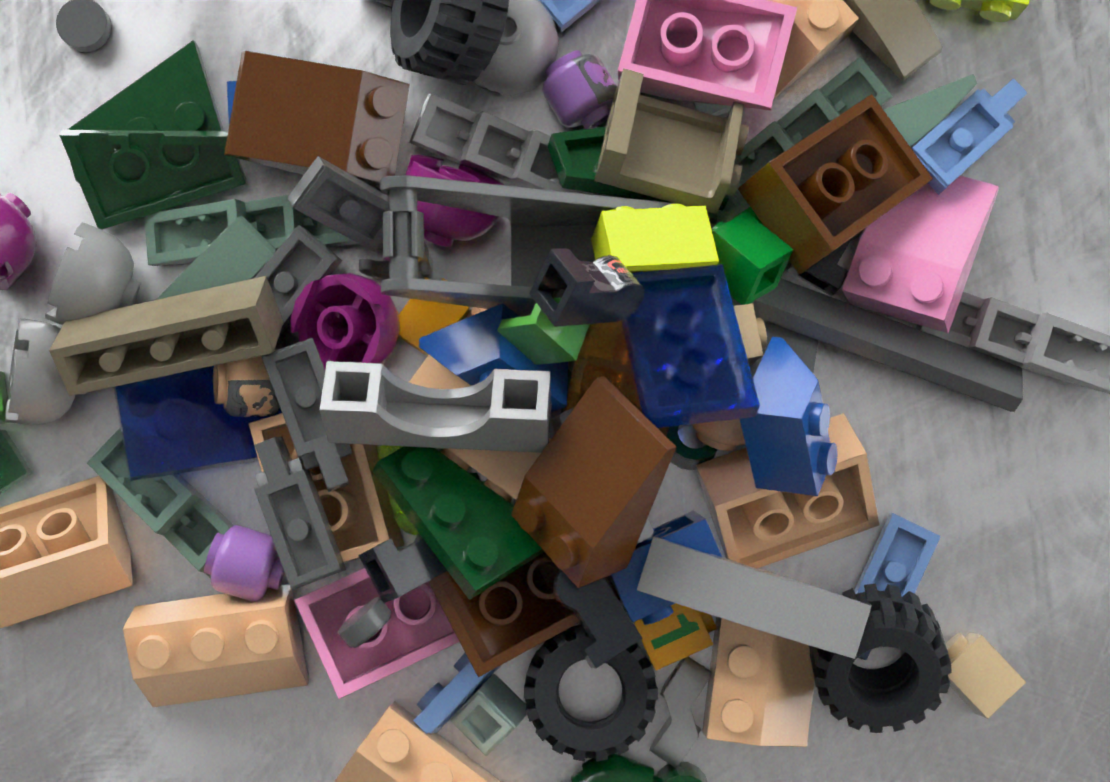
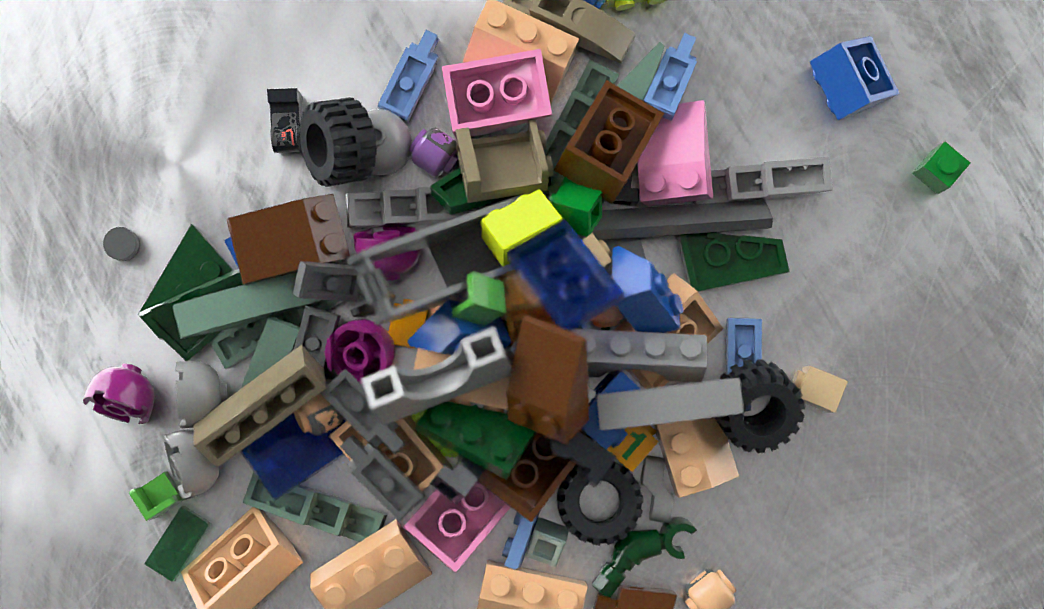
camera: 30 degrees left, 0 degrees up
(204, 183) = (238, 306): none -> sand green slope
(244, 563) = (364, 518): medium lavender head -> none
(365, 623) = (451, 521): dark grey tile -> none
(588, 290) = (495, 269): black leg -> none
(782, 525) = (670, 355): none -> light grey arch
(929, 430) = (725, 260): none -> dark green wing

